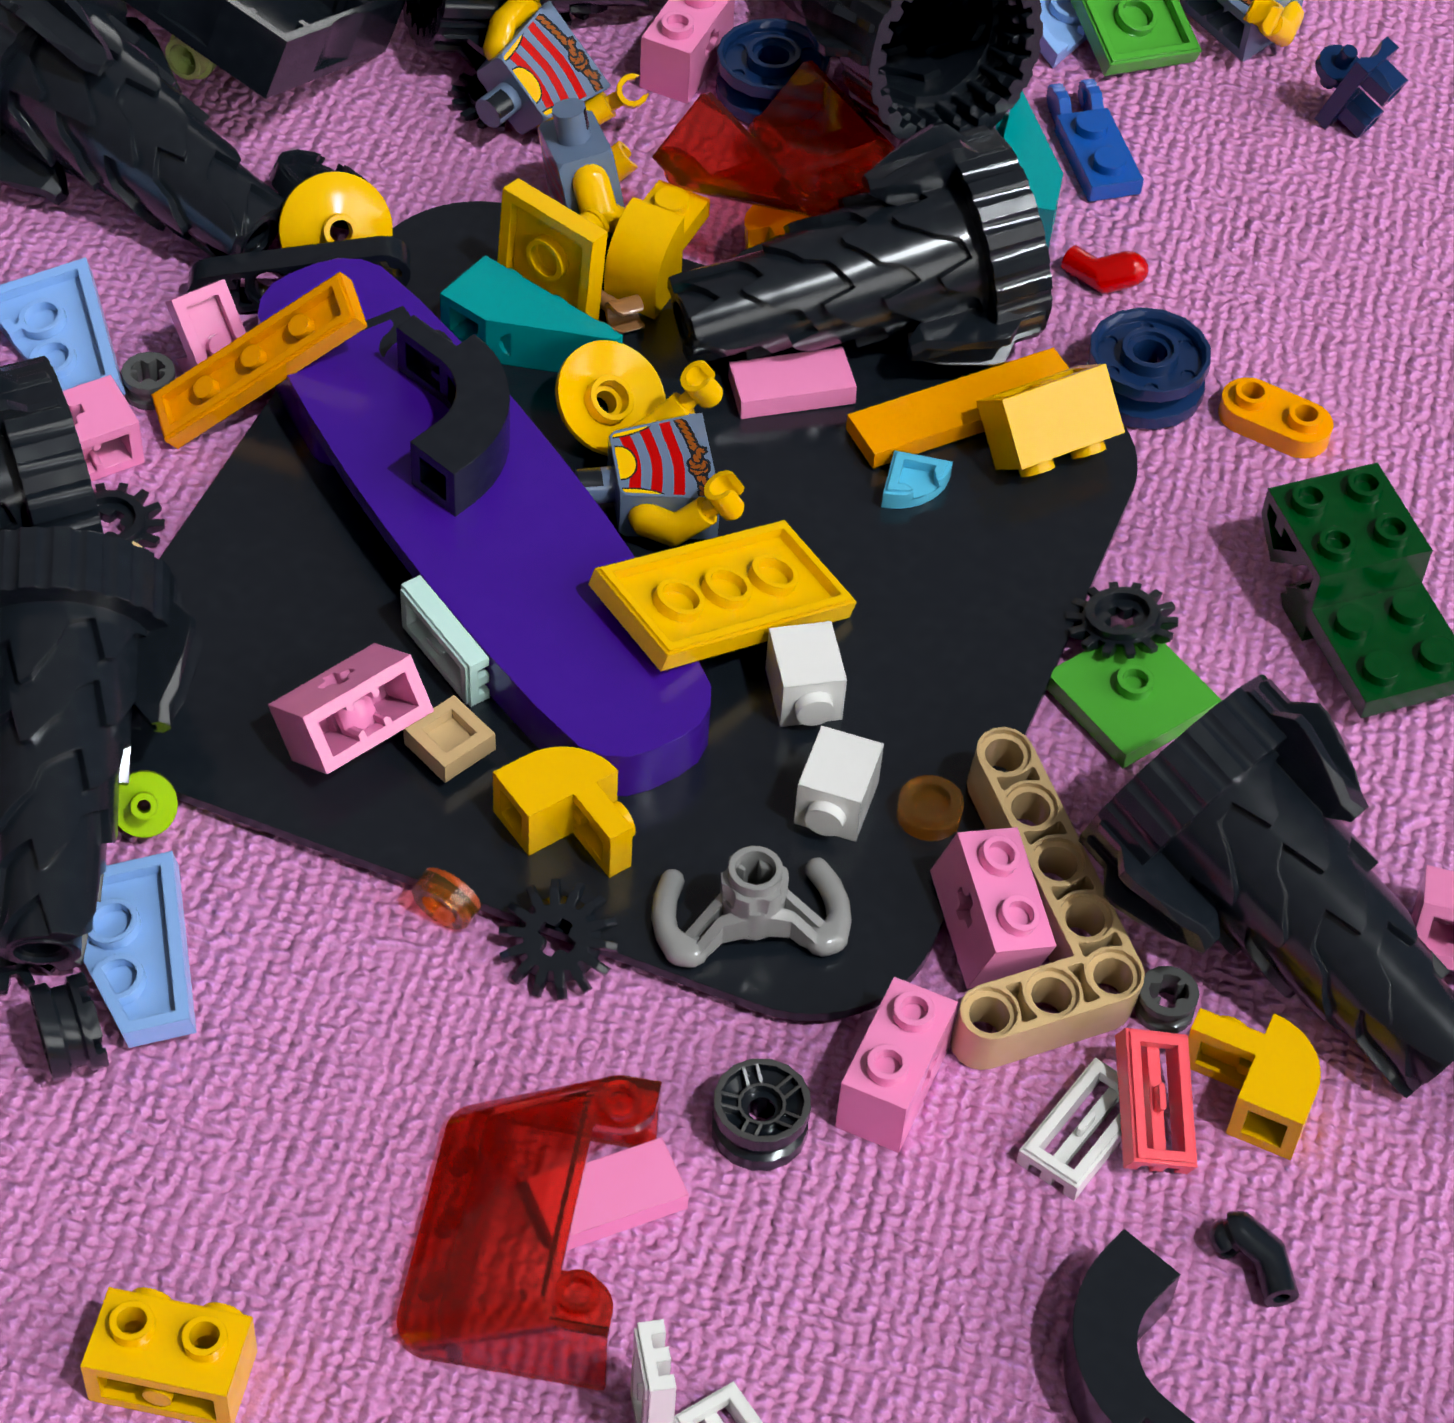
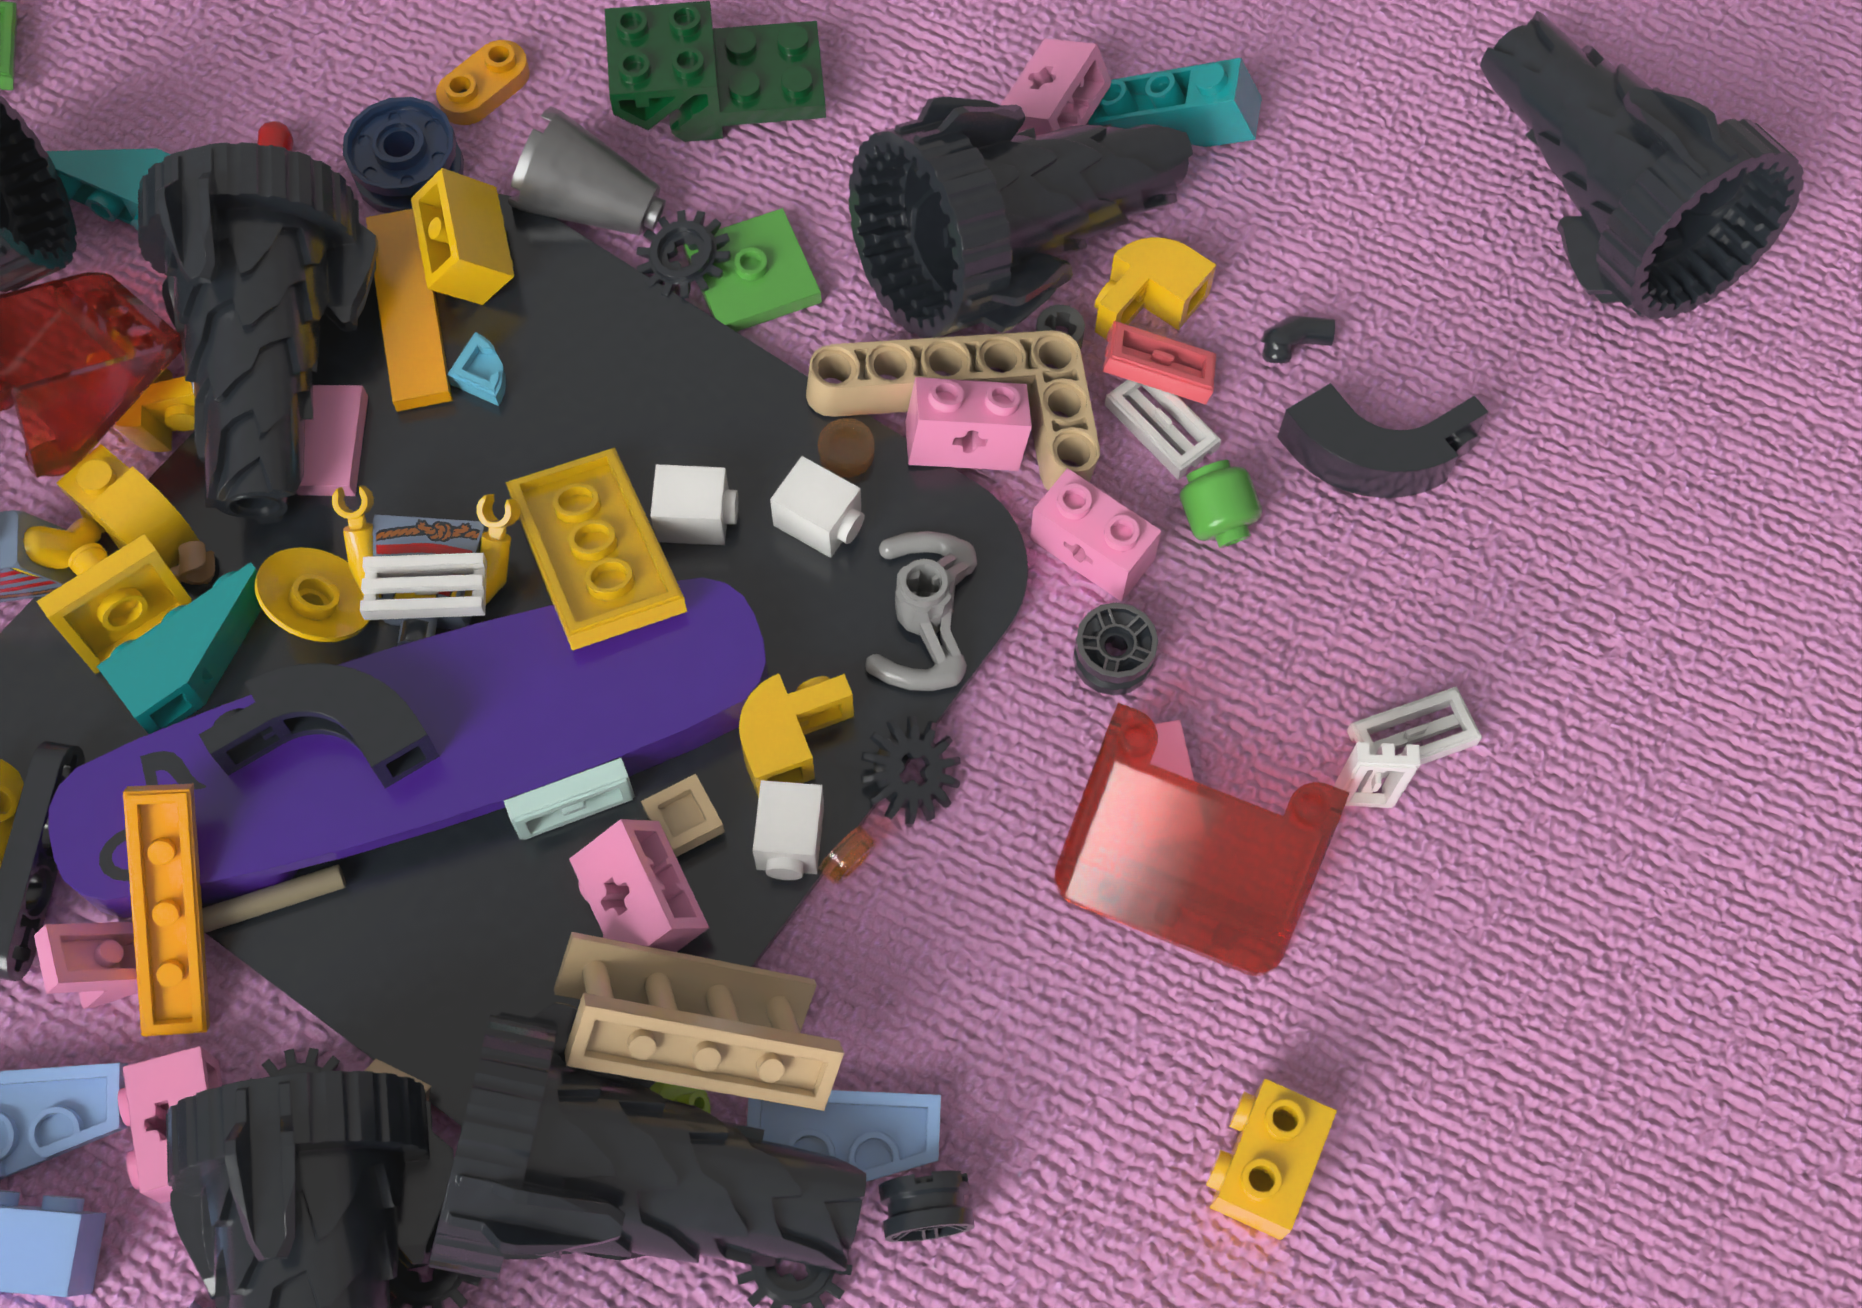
camera: 75 degrees left, 15 degrees up
(141, 377) = (95, 1036): dark grey bush -> none
(166, 762) = (694, 1023): none -> tan fence
(297, 447) = (273, 898): none -> dark tan bar
(453, 826) = (788, 829): none -> white brick
(620, 427) = (425, 583): none -> white tile
(983, 1192) = (1220, 503): none -> bright green head
(1093, 143) = (100, 121): blue hinge -> none
(1173, 503) = (583, 180): none -> flat silver cone

